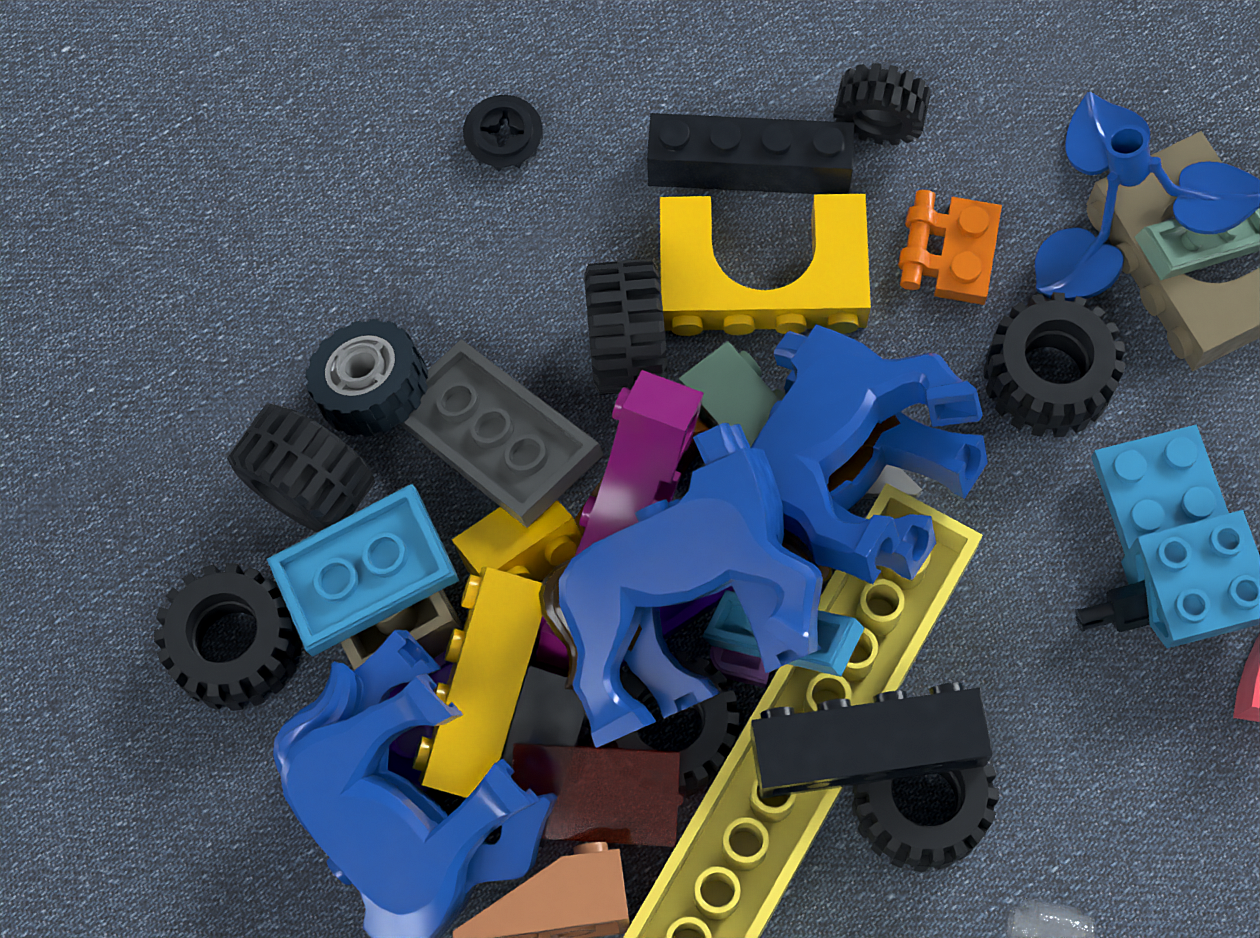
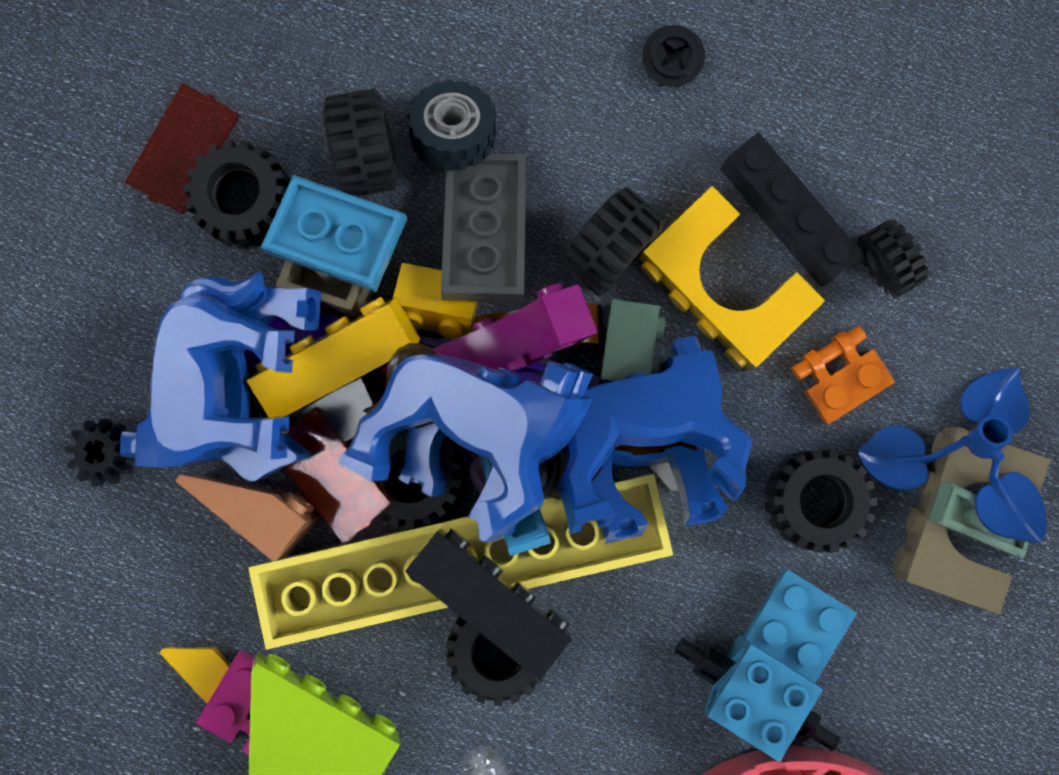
camera: 40 degrees right, 15 degrees up
(119, 662) = (183, 132): none -> clear red piece

